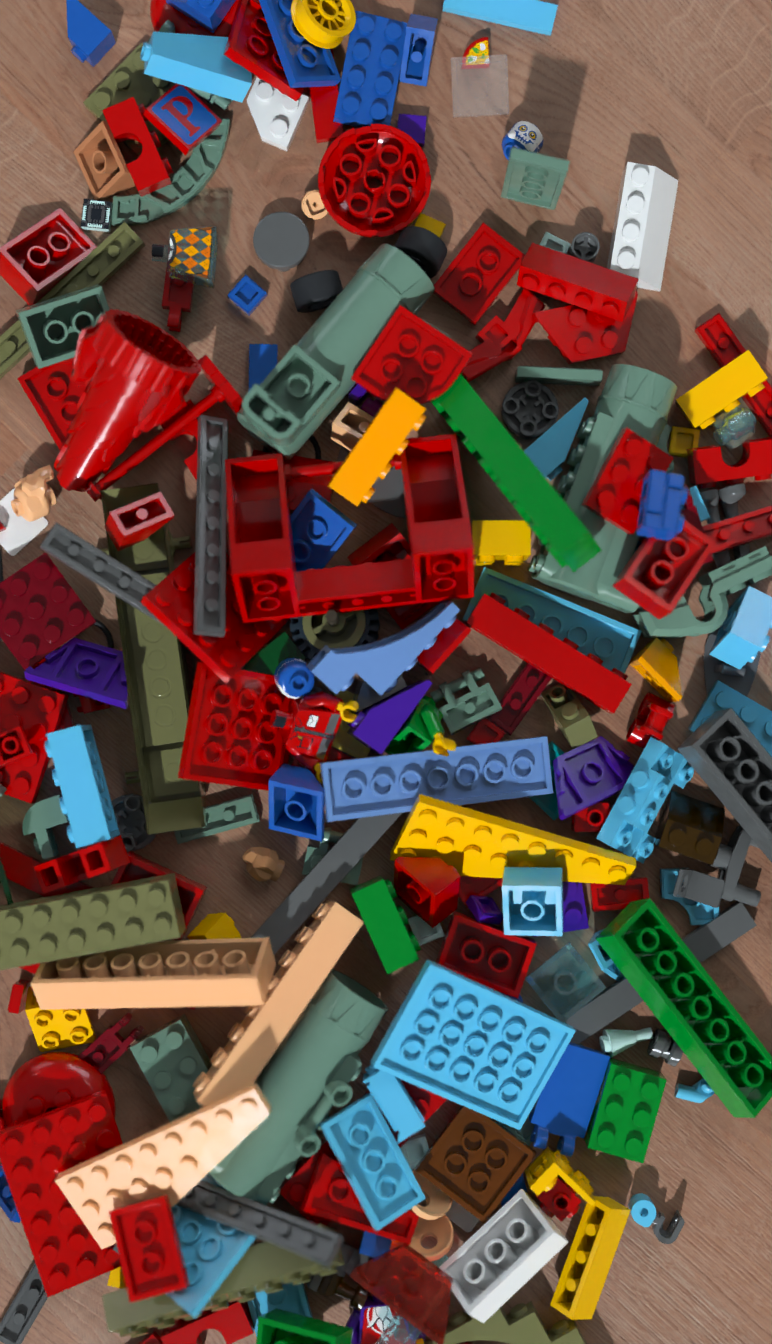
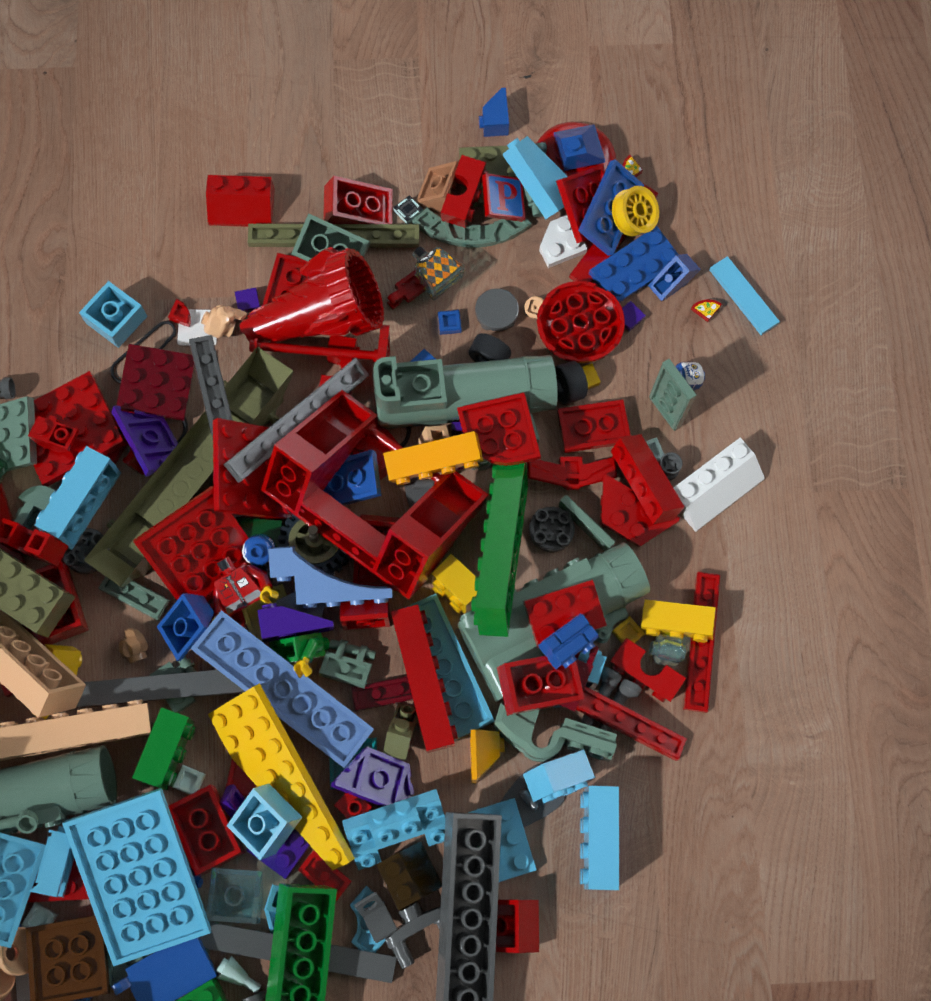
camera: 45 degrees right, 15 degrees down
(35, 451) = (247, 299): none -> dark purple tile
(138, 520) = (260, 379): red slope -> none
(427, 887) = (212, 752): red slope -> none
(479, 86) = (692, 325): clear tile -> none
(485, 732) = (342, 694): red tile -> none
(553, 446) = (538, 560): medium azure slope -> none
(650, 721) = (449, 782): red piece -> none

